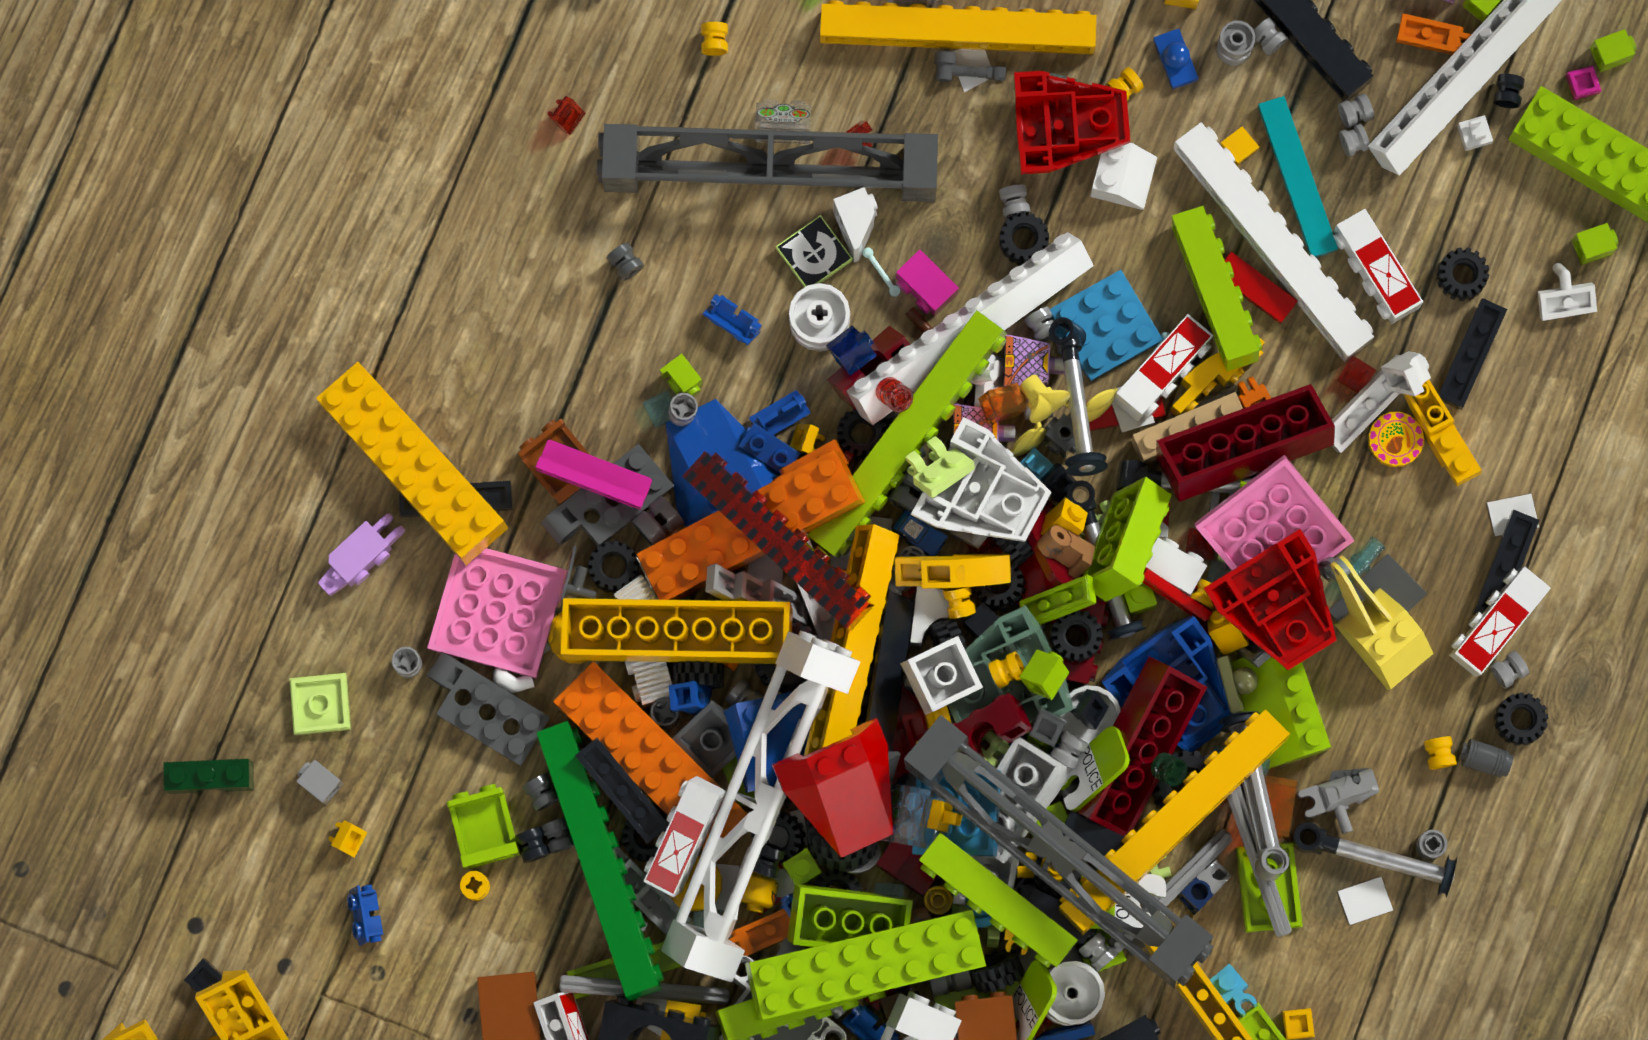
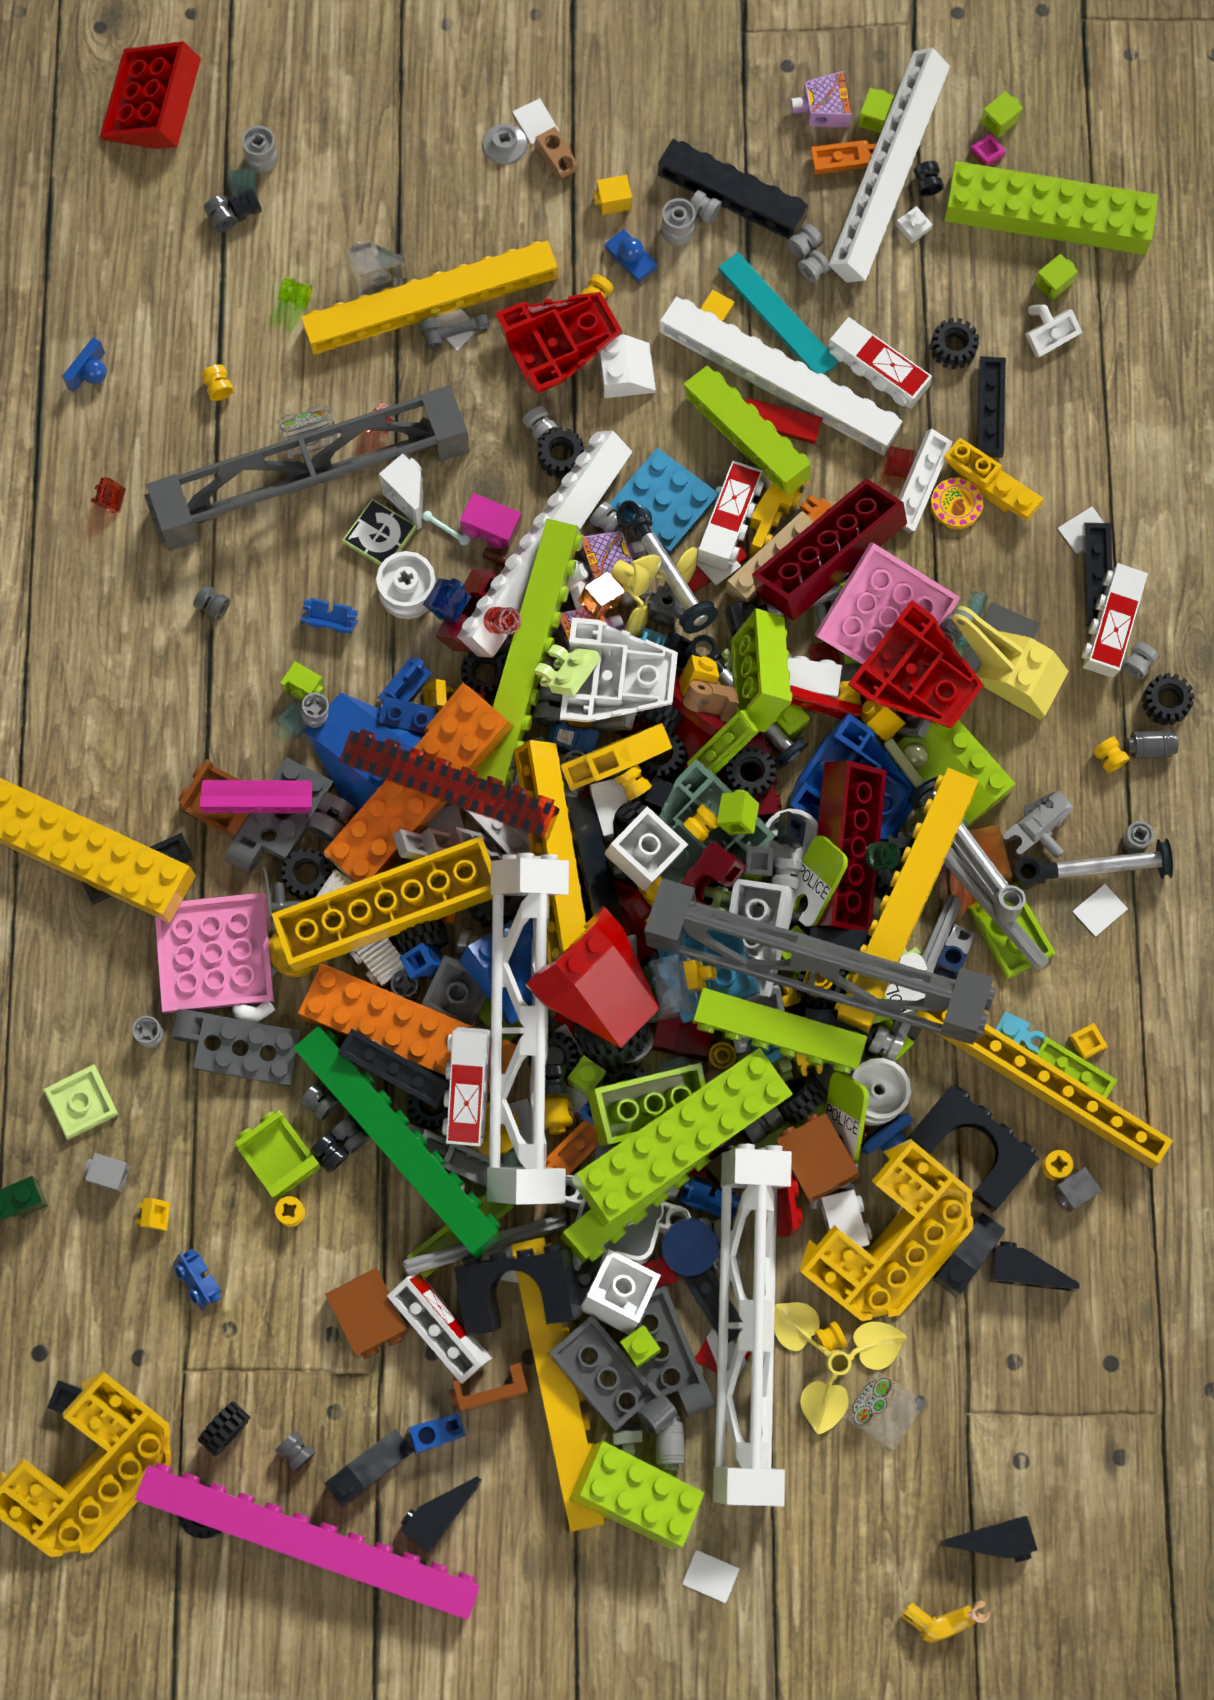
camera: 25 degrees left, 5 degrees down
(358, 555) = (66, 951): lavender hinge -> none
(1407, 373) = (944, 440): white arch -> none

